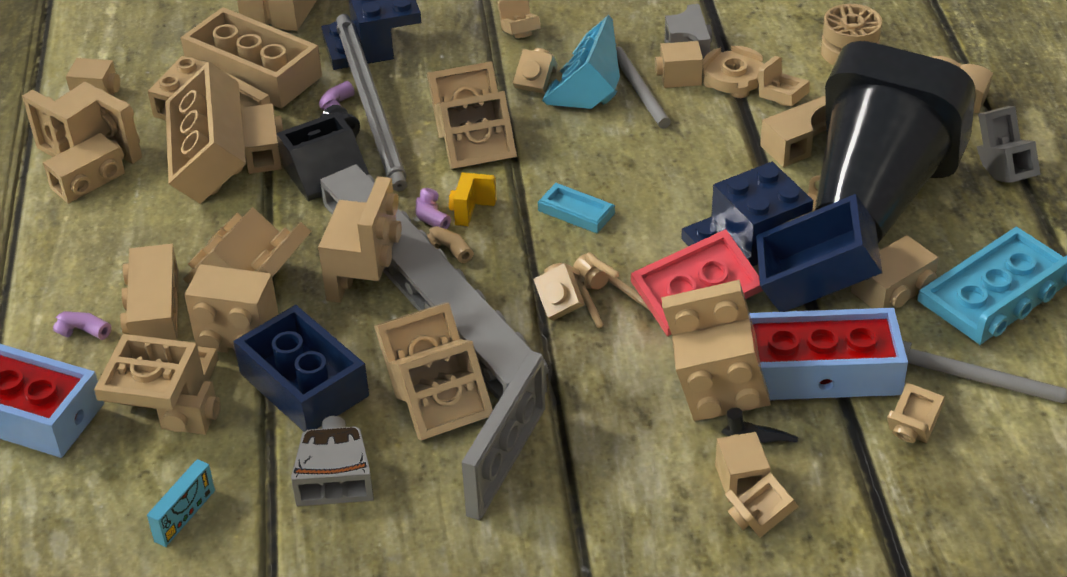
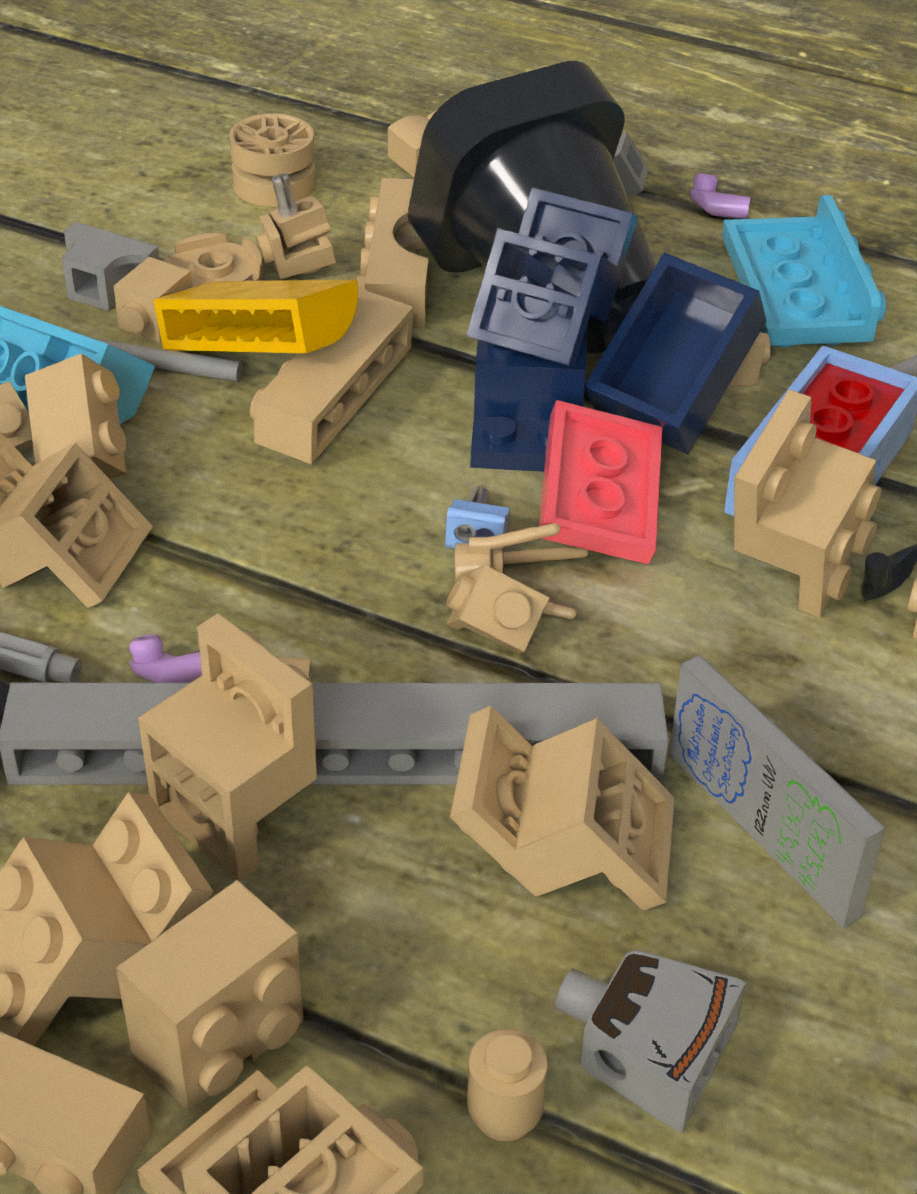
camera: 60 degrees left, 0 degrees up
(261, 425) = (506, 1084): none -> tan brick
(301, 368) = (422, 968): dark blue brick -> none
(471, 190) = (194, 597): yellow bracket -> none
(539, 88) = (77, 405): none -> tan piece
(576, 208) = (319, 524): medium azure tile -> none
(628, 258) = (475, 518): none -> light blue piece
(683, 97) = (257, 315): none -> yellow brick
(683, 150) = (326, 387): none -> tan brick
(782, 164) = (552, 276): none -> dark blue bracket
(791, 70) = (298, 219): none -> tan piece
(1048, 216) = (718, 203): none -> lavender arm

